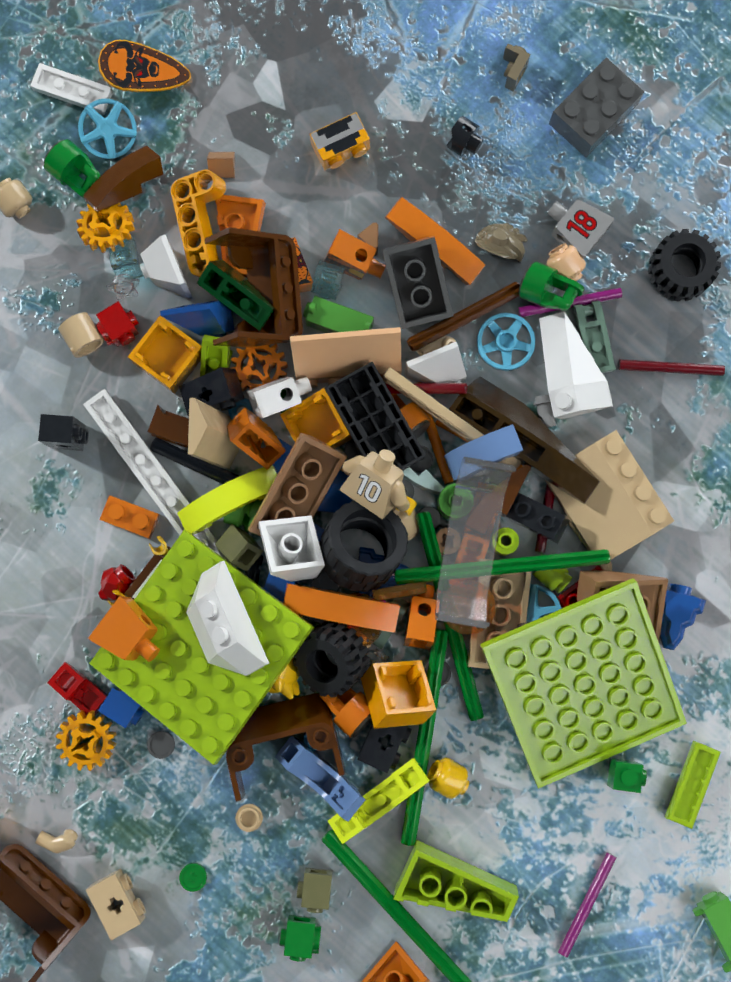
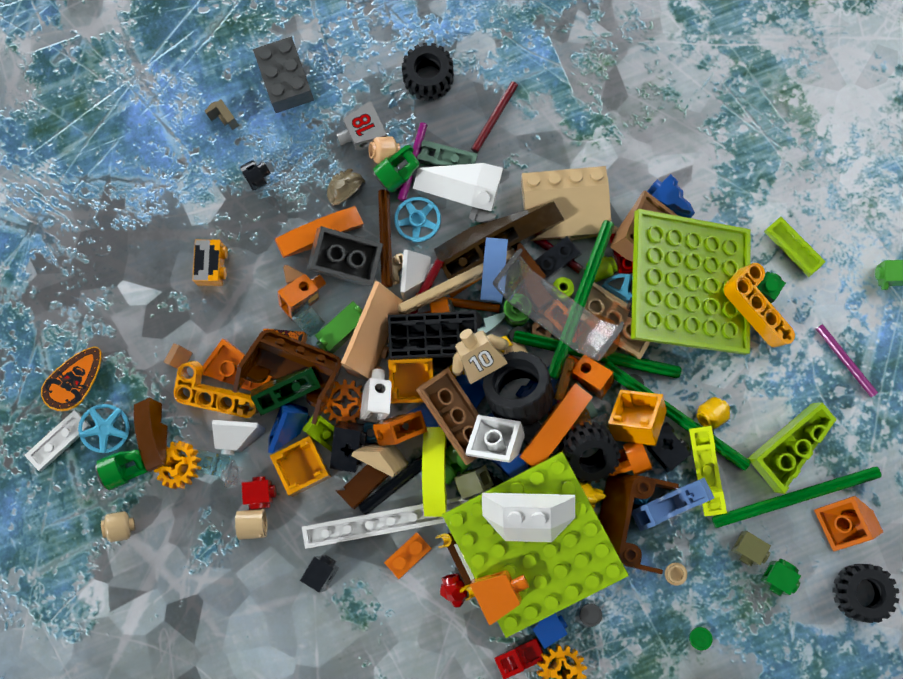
camera: 60 degrees left, 5 degrees down
(580, 808) = (755, 307): none -> light orange beam

